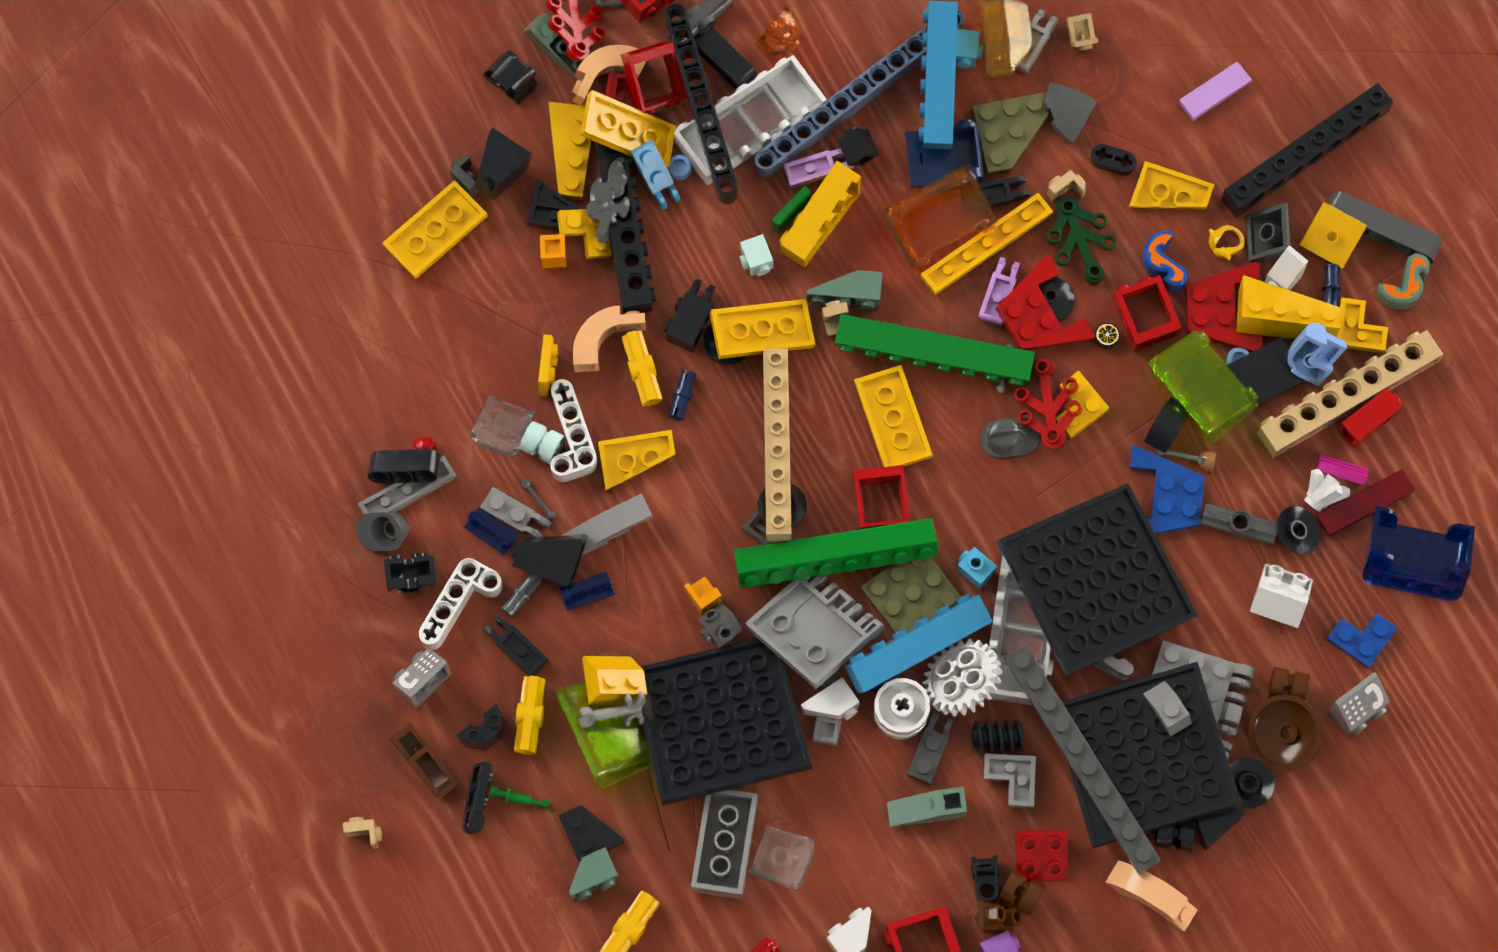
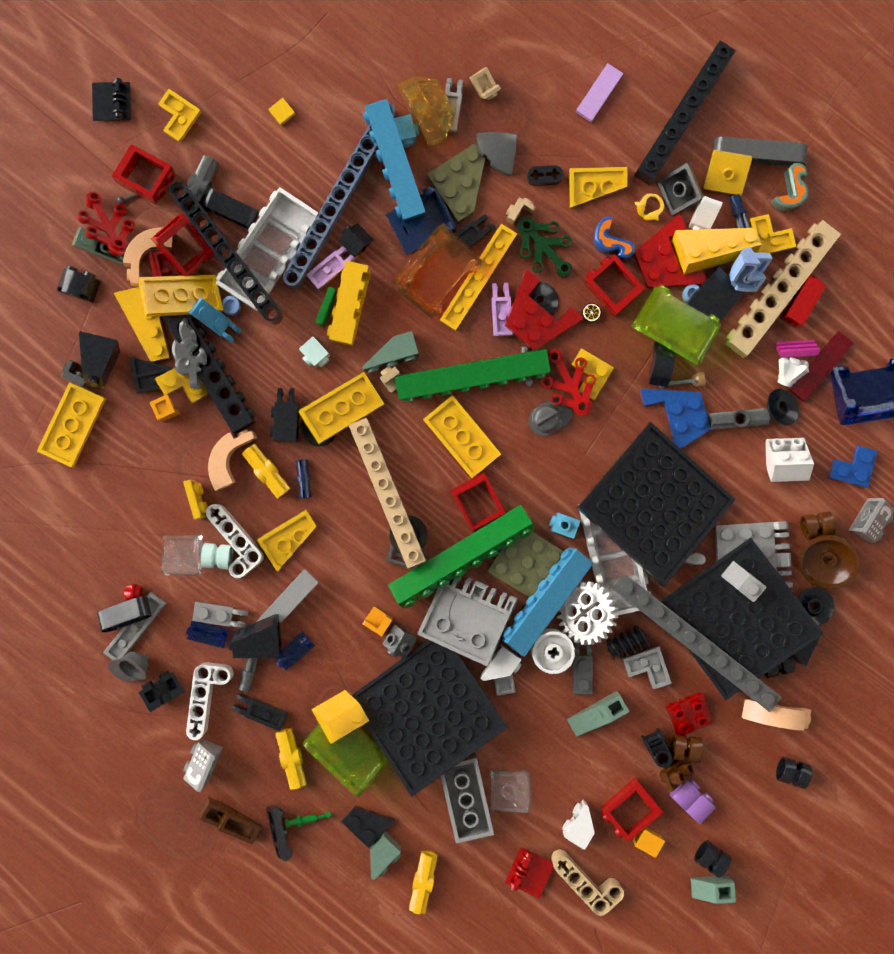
camera: 25 degrees left, 15 degrees up
(358, 827) = (204, 886): tan bracket -> none
(485, 734) = (267, 783): black cylinder -> none
(526, 484) = (218, 588): dark grey hinge -> none
(631, 710) = (362, 736): light grey bar -> none
(781, 34) = (263, 173): clear orange cylinder -> none

